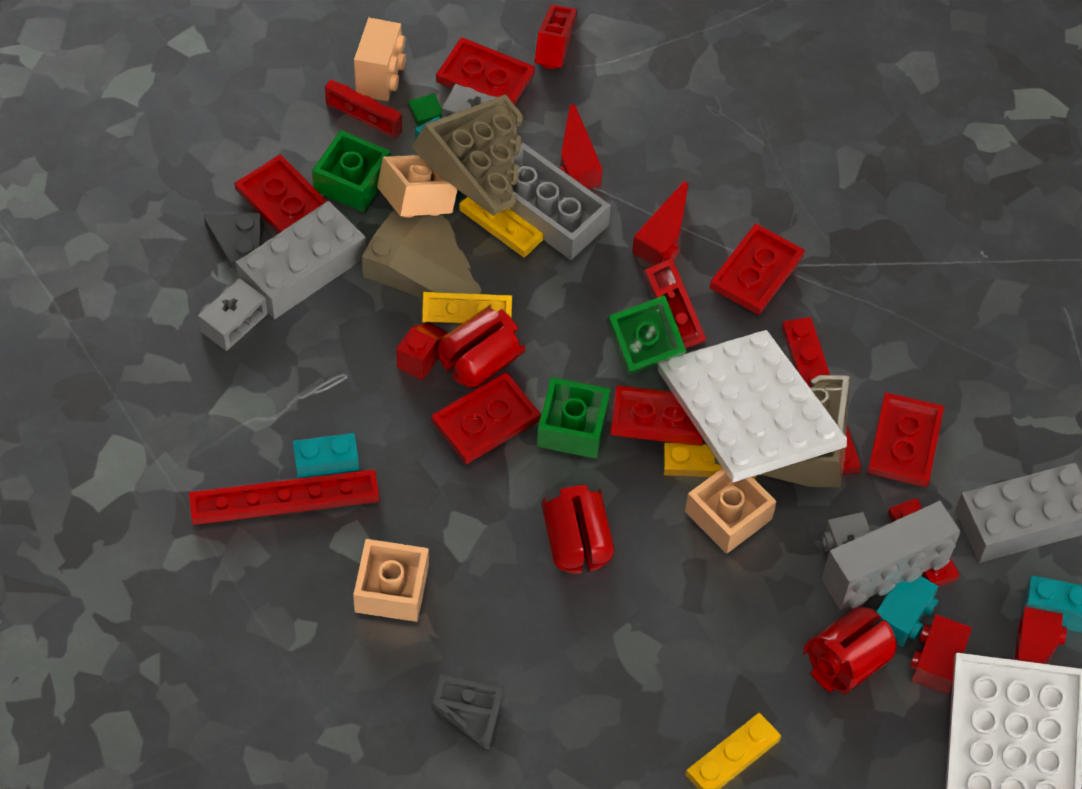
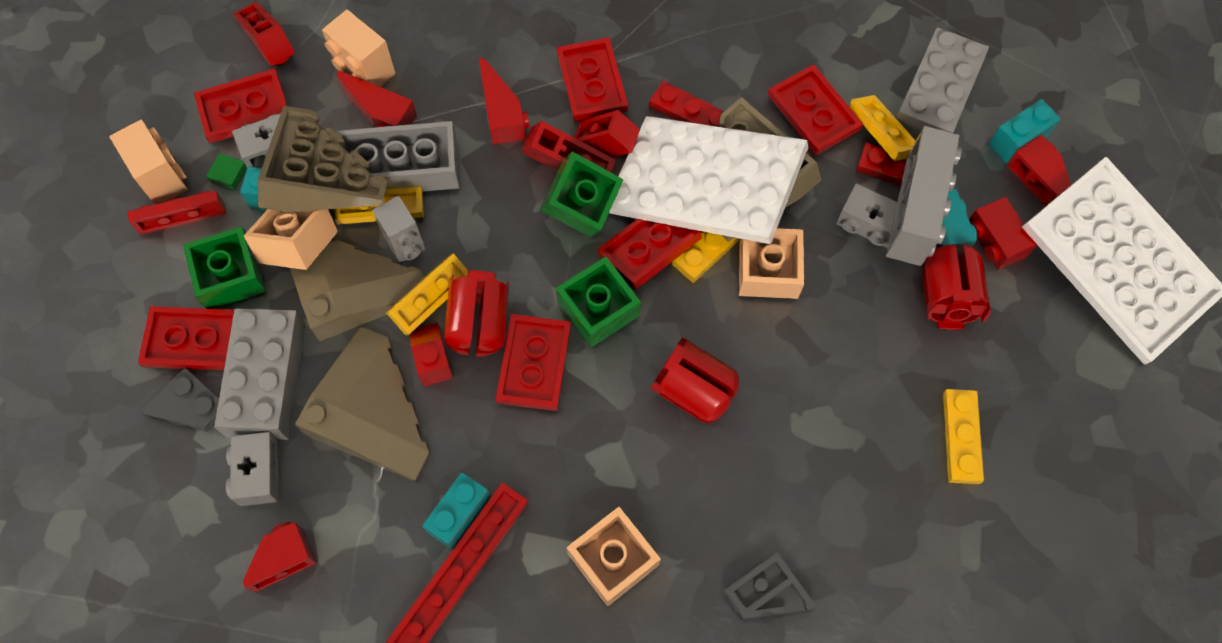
camera: 45 degrees left, 10 degrees up
(189, 381) = (279, 556): none -> red slope
(342, 342) = (365, 409): none -> dark tan slope
(491, 247) = (399, 229): none -> light grey brick
(602, 103) = (358, 49): none -> light nougat brick
(720, 316) = (608, 133): none -> red slope
(945, 485) = (883, 126): none -> yellow plate

